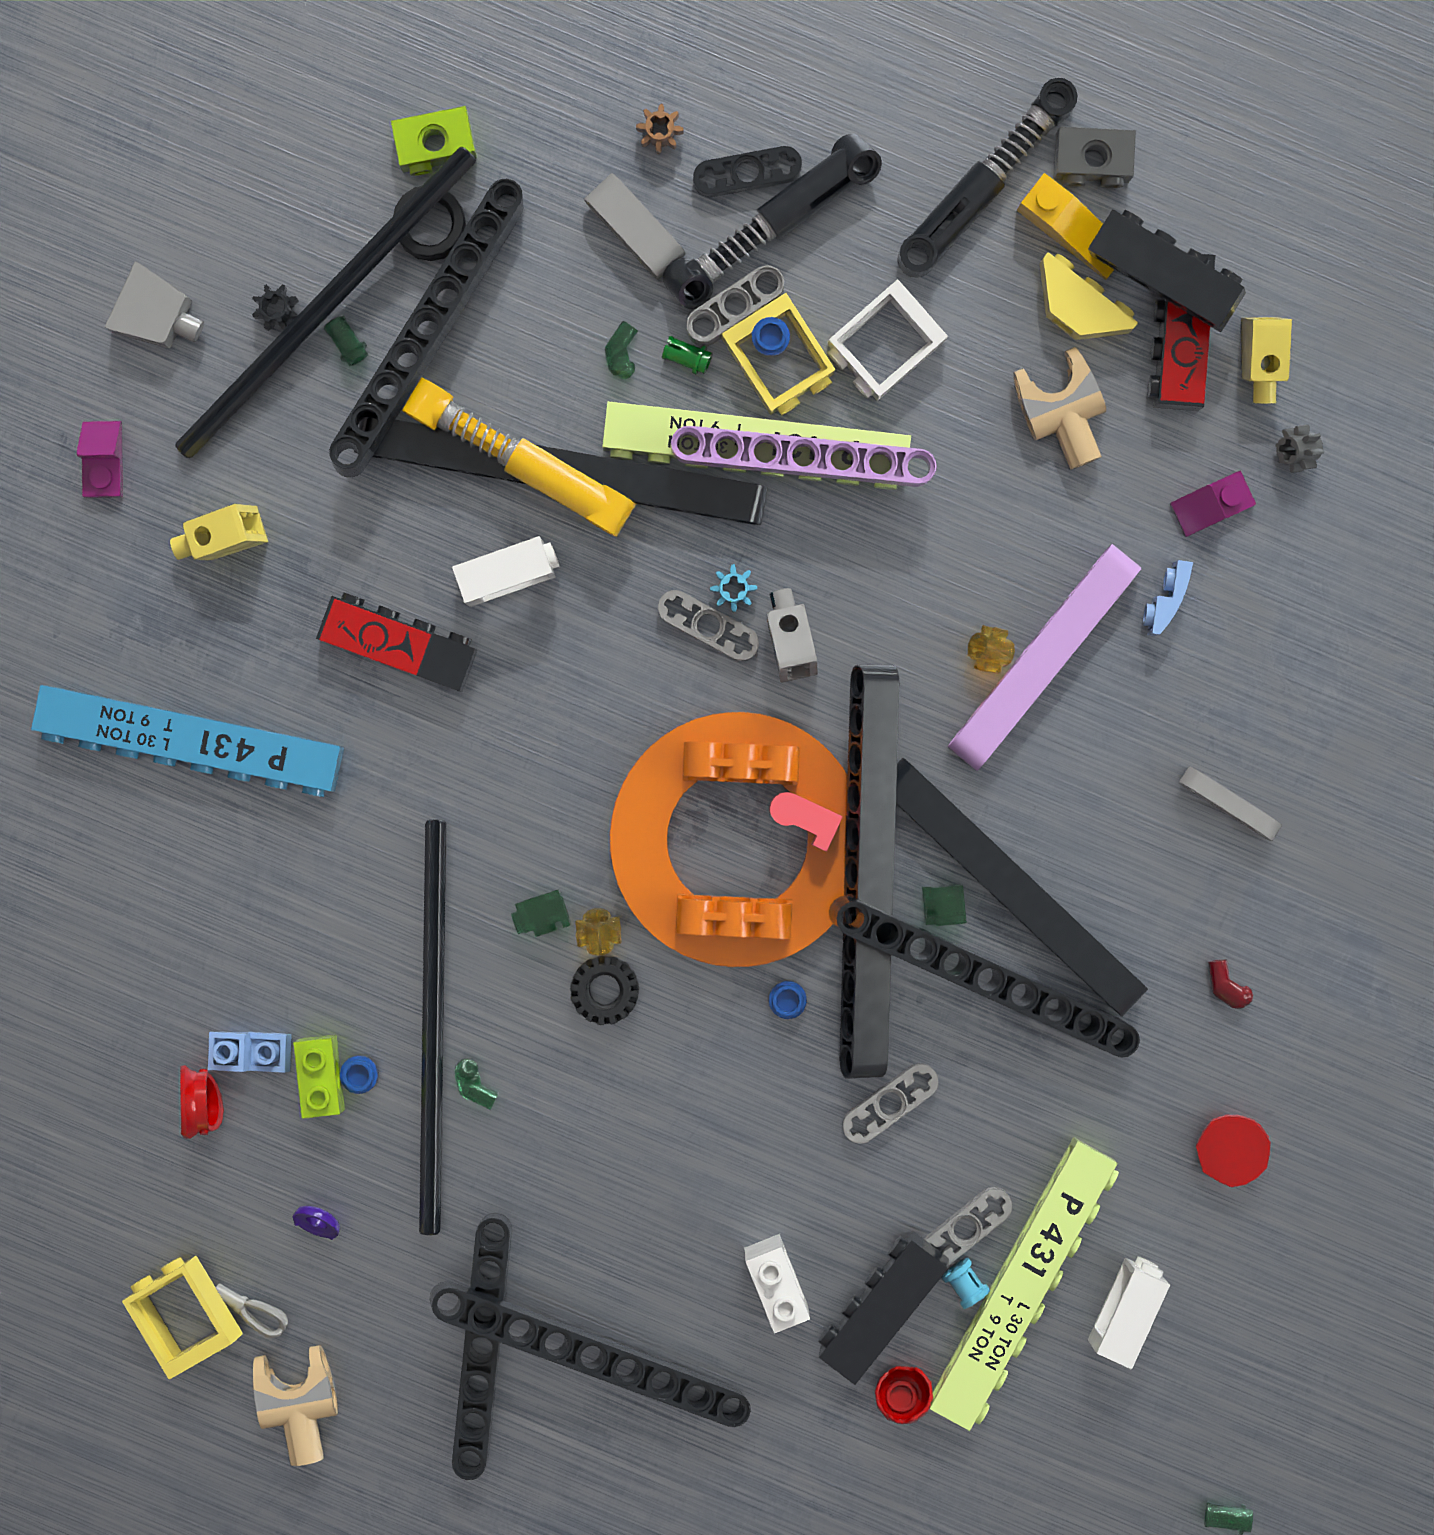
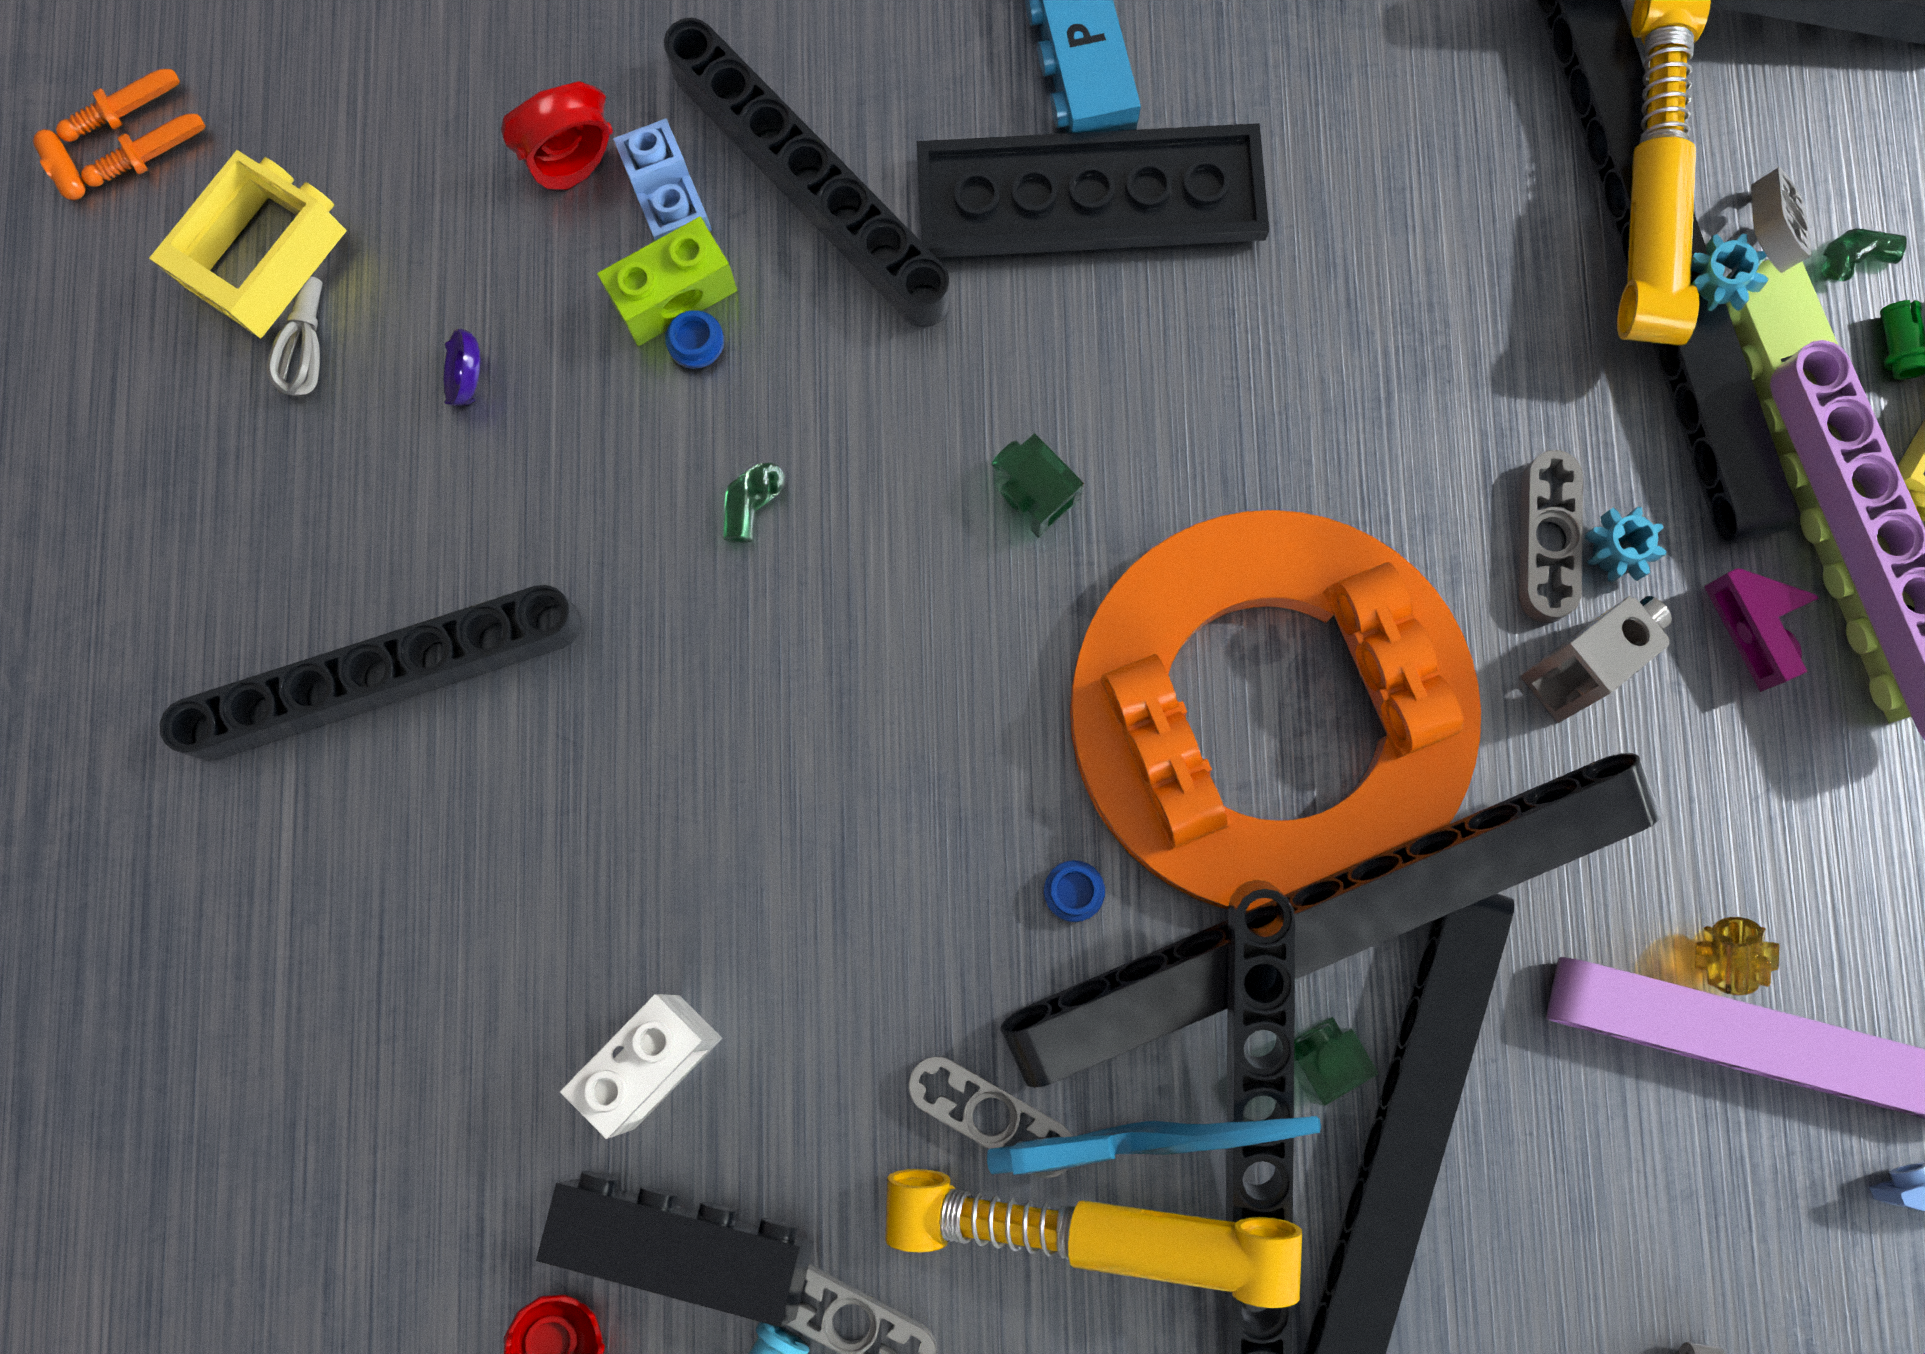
camera: 70 degrees right, 10 degrees down
(70, 1413) = (110, 108): none -> orange piece
(266, 963) = (799, 147): none -> black beam
(296, 1405) = (185, 454): tan connector -> none
(373, 795) = (1092, 190): none -> black plate
(397, 643) = (1315, 130): brick -> none
(432, 1027) = (801, 410): black axle -> none
(506, 571) = (1493, 216): white window -> none
(571, 389) = (1780, 220): none -> light grey beam
(597, 1012) = (967, 584): black tyre -> none
(598, 931) = (1048, 571): clear yellow gear -> none
(603, 1367) = (404, 858): black beam -> none
(605, 469) = (1739, 258): none -> medium azure gear
(794, 810) = (1366, 787): coral leg -> none
(803, 533) = (1751, 615): none -> magenta slope
(938, 1028) = (1141, 1138): none -> dark azure piece
(1023, 1008) = (1248, 1257): none -> yellow piece

